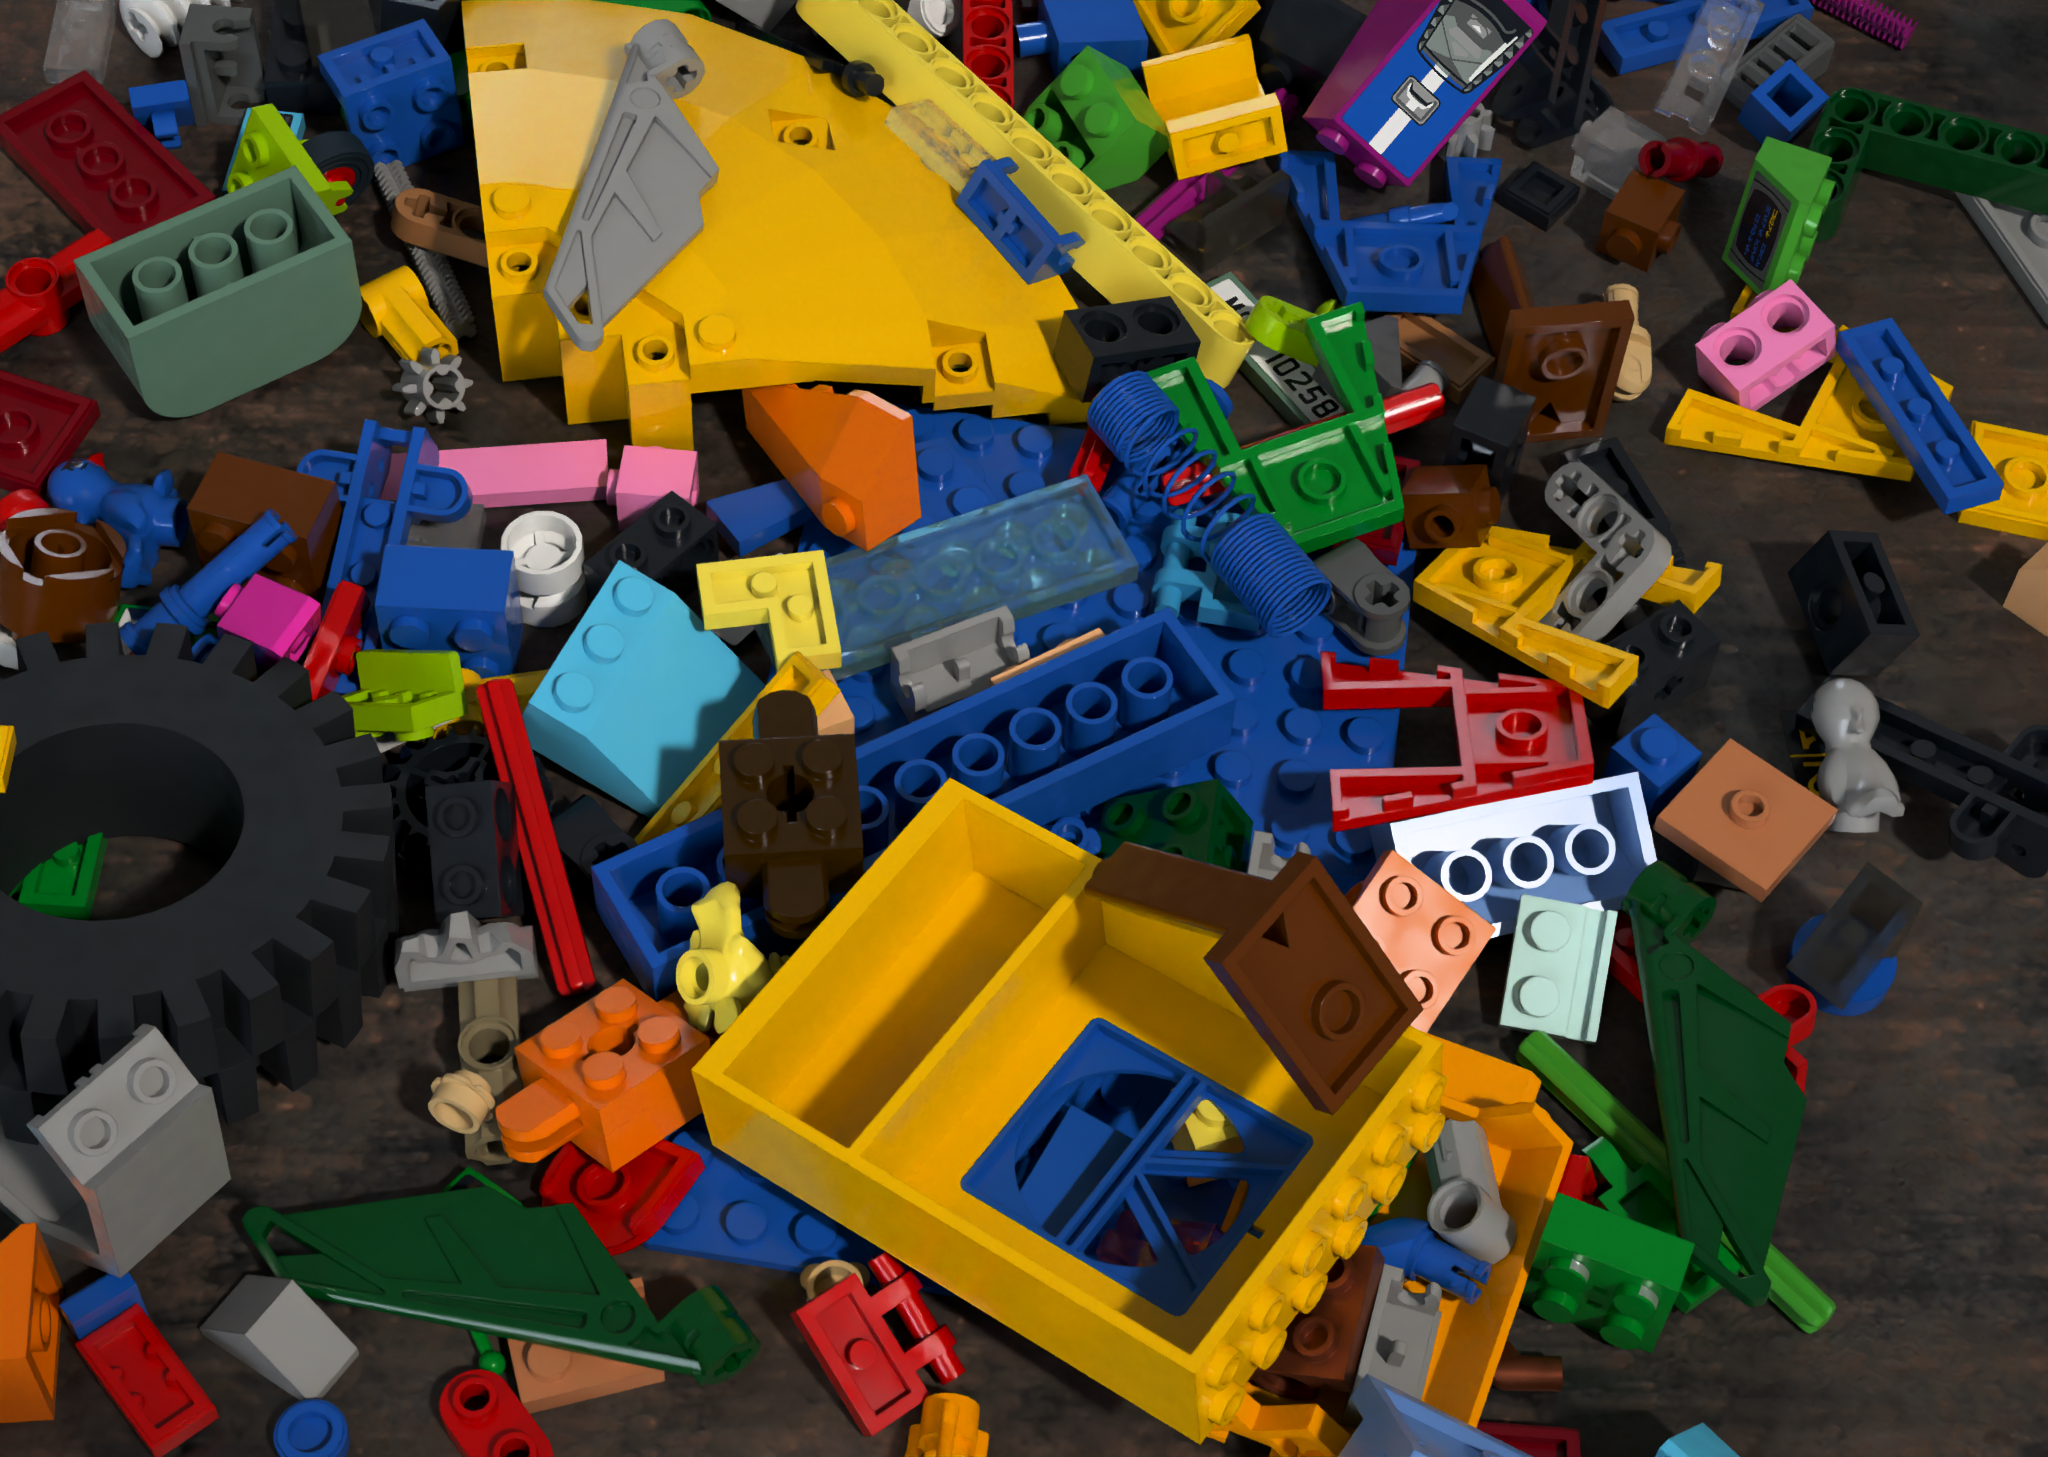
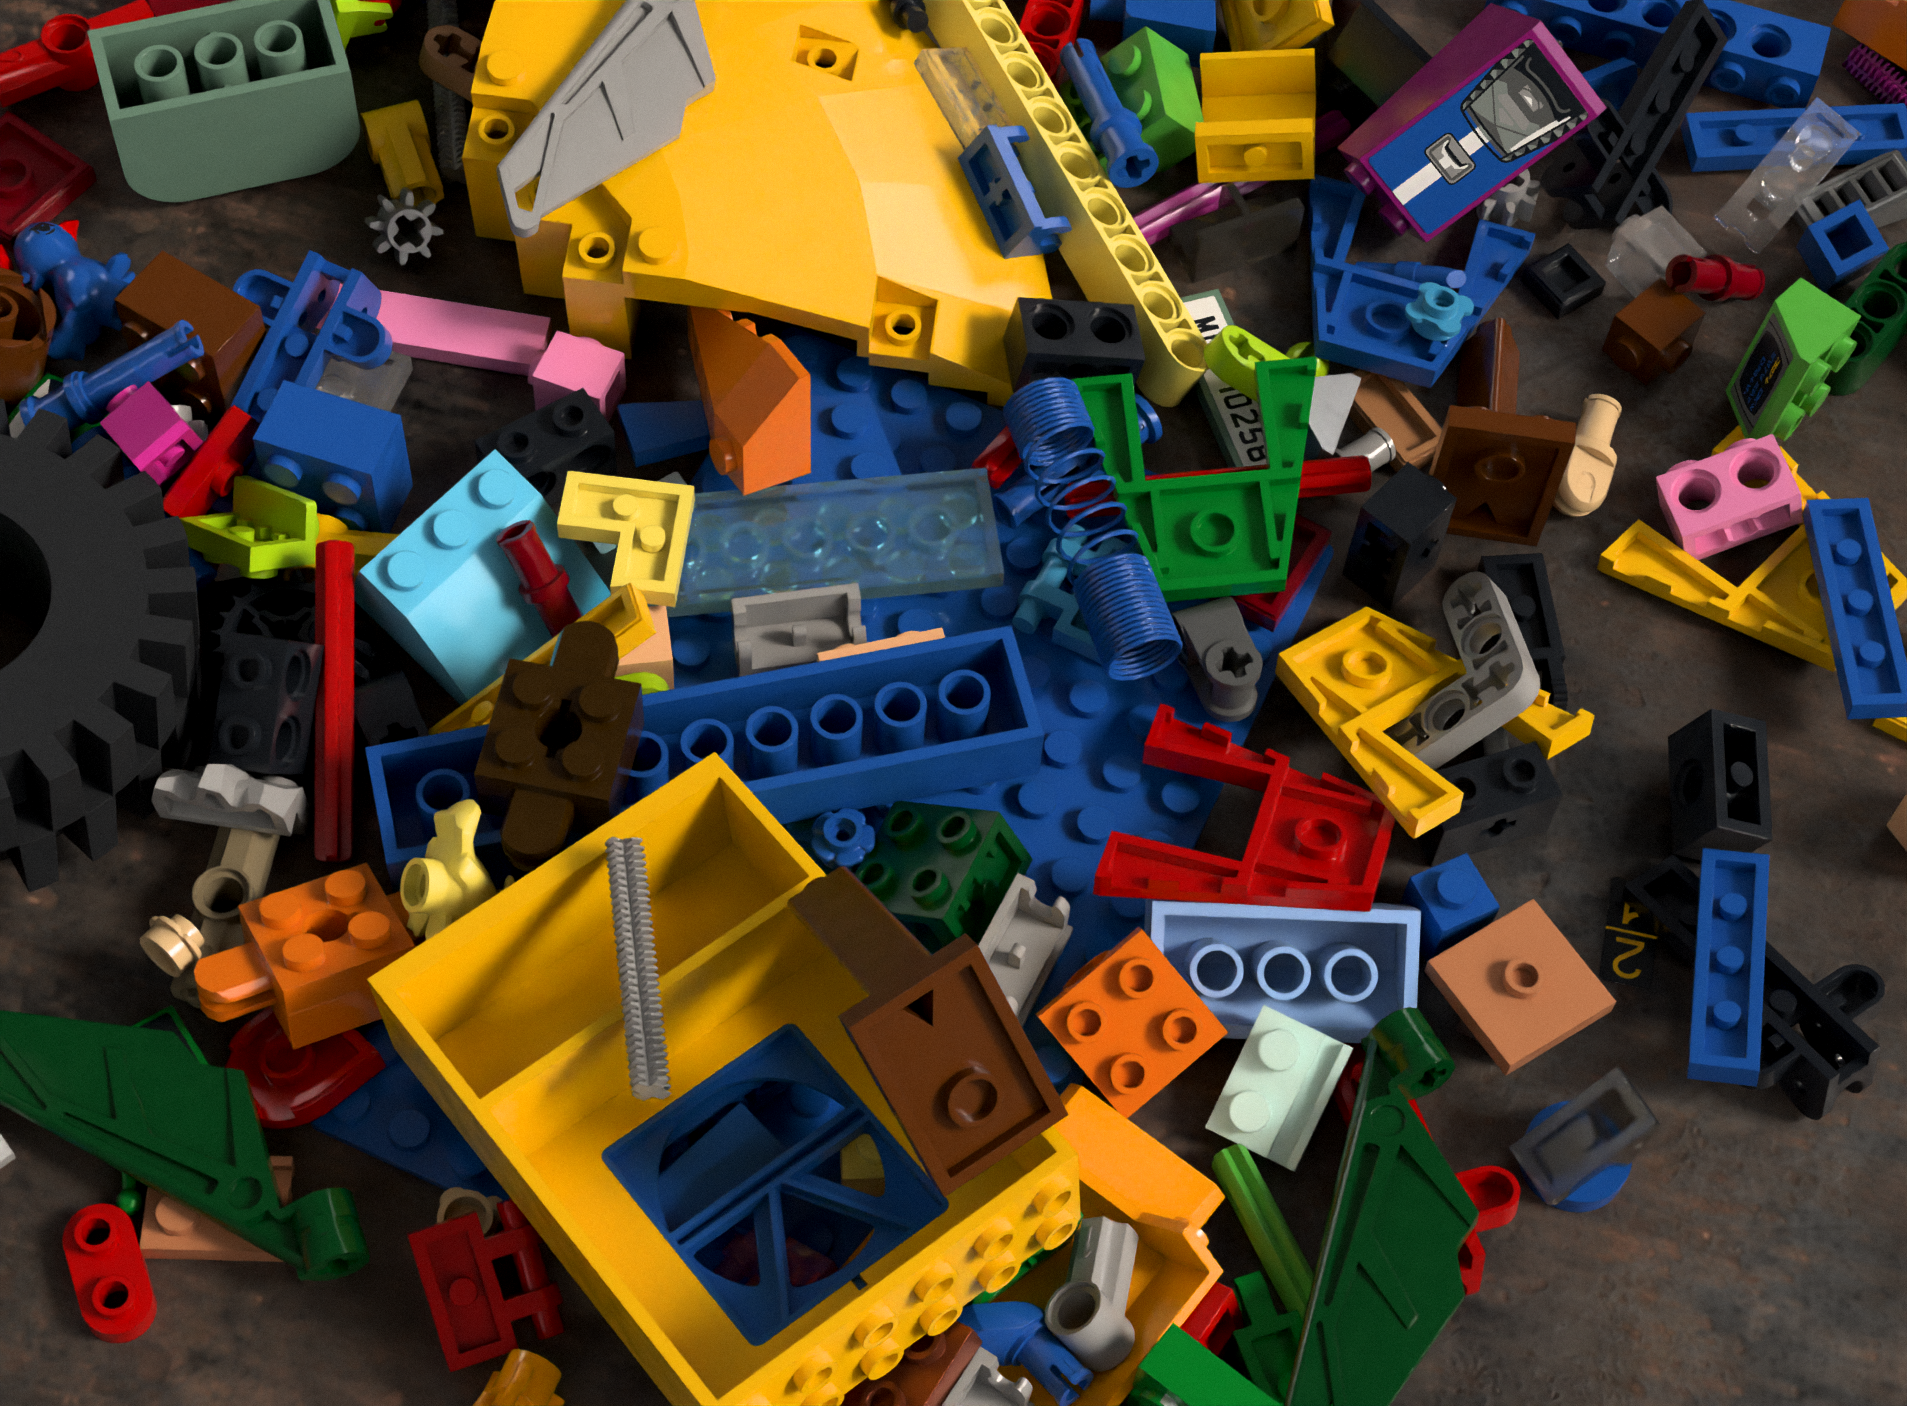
camera: 15 degrees right, 5 degrees up
(548, 567) = (440, 431): white wheel -> none
(700, 674) = (541, 580): none -> dark red pin
(959, 988) = (637, 969): none -> light grey axle
(1091, 143) = (1114, 128): none -> blue pin
(1447, 242) = (1438, 311): none -> dark azure plate
(1449, 506) = (1341, 586): reddish brown brick -> none
(1852, 772) = (1649, 970): light grey animal -> none
(1926, 756) = (1729, 968): none -> blue plate

